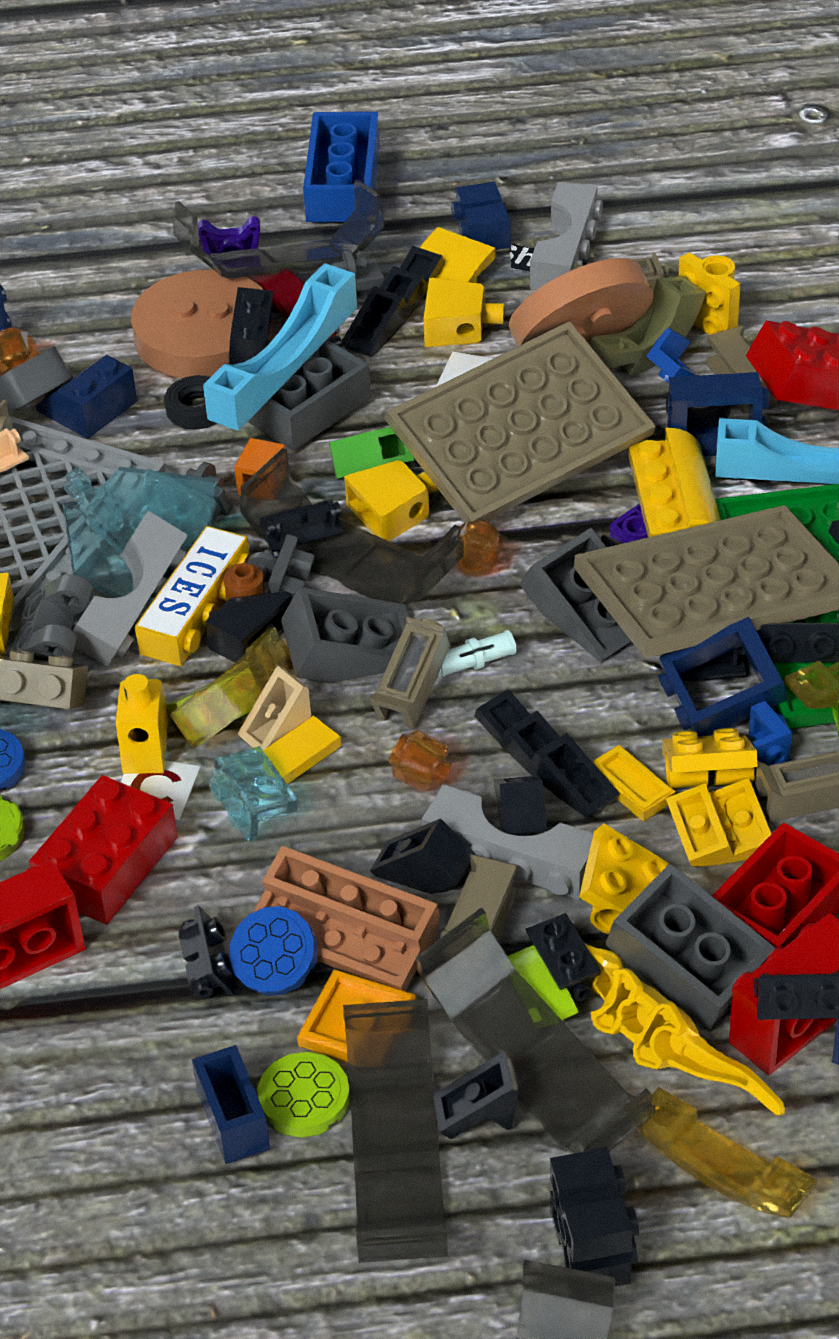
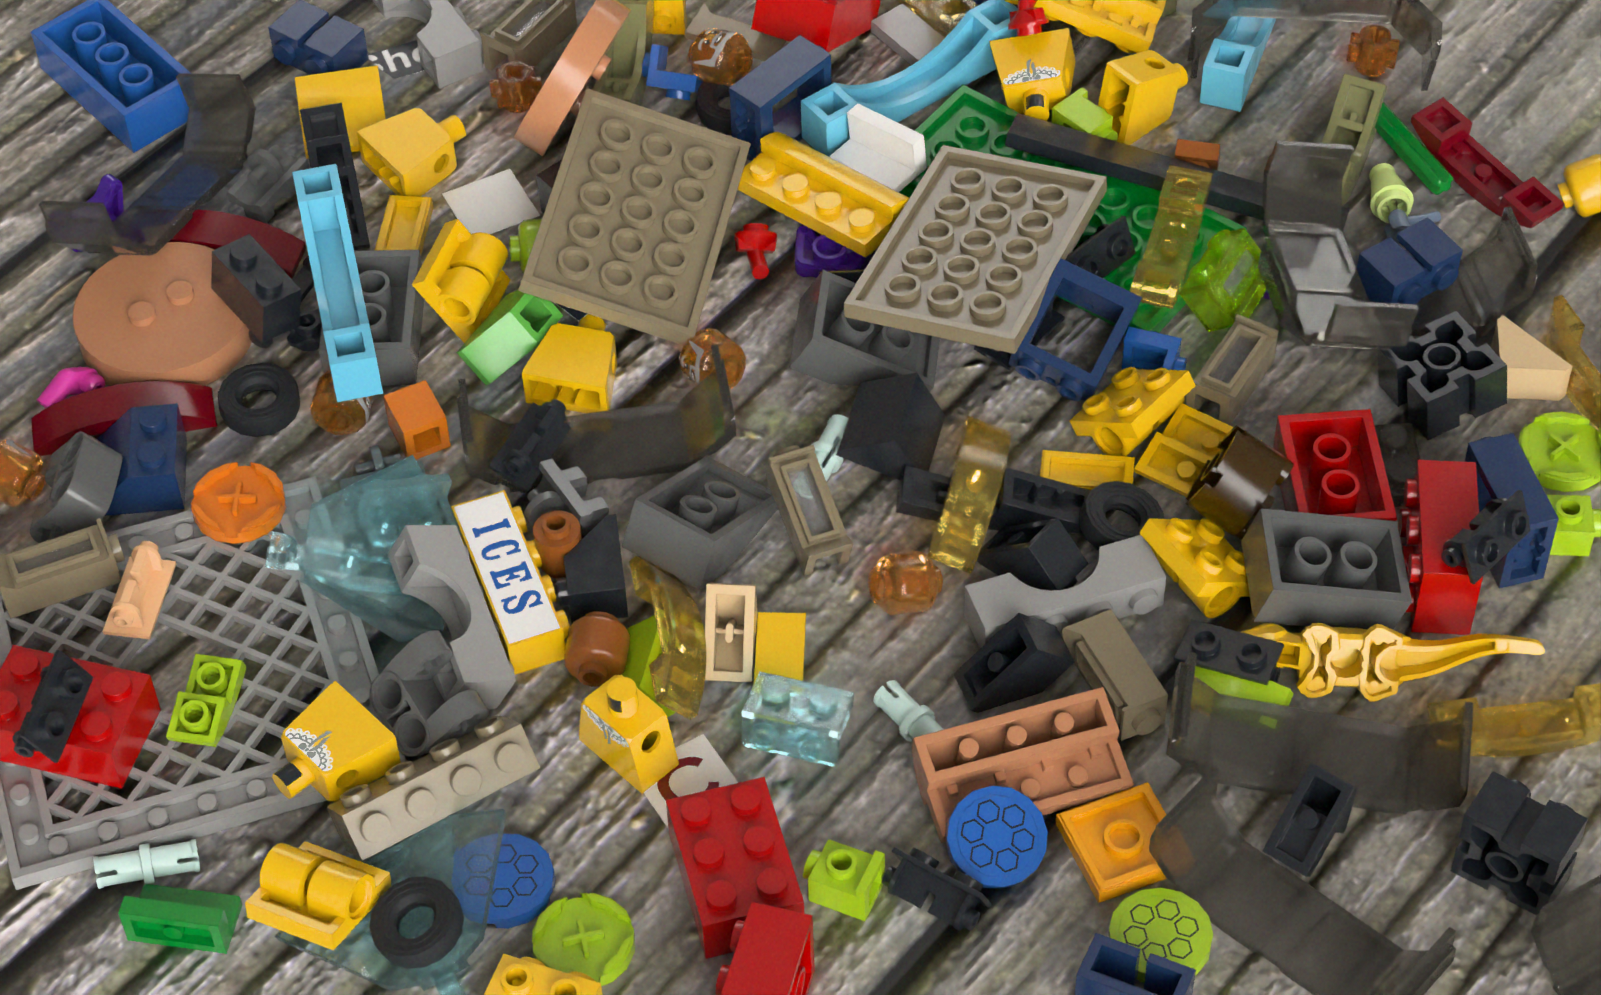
camera: 45 degrees left, 5 degrees up
(103, 447) = (238, 502): none -> orange tile
(110, 327) = (70, 382): none -> dark pink arm
(149, 373) = (100, 408): none -> dark red slope
(156, 898) = (844, 878): none -> lime brick
(189, 666) = (596, 648): none -> dark orange head
(230, 441) = (338, 417): none -> clear orange head
(325, 837) = (906, 712): none -> light aqua pin
(373, 391) = (463, 277): none -> yellow plate
(400, 358) = (405, 223): none -> yellow tile
(530, 730) = (971, 495): none -> clear yellow slope
(536, 664) = (892, 425): none -> black slope
(600, 496) = (756, 242): none -> red plate
(616, 800) = (1115, 496): none -> black tyre
(702, 842) = (1238, 482): none -> dark brown brick
(707, 357) = (720, 56): none -> clear orange head
(741, 488) = (882, 149): none -> white panel

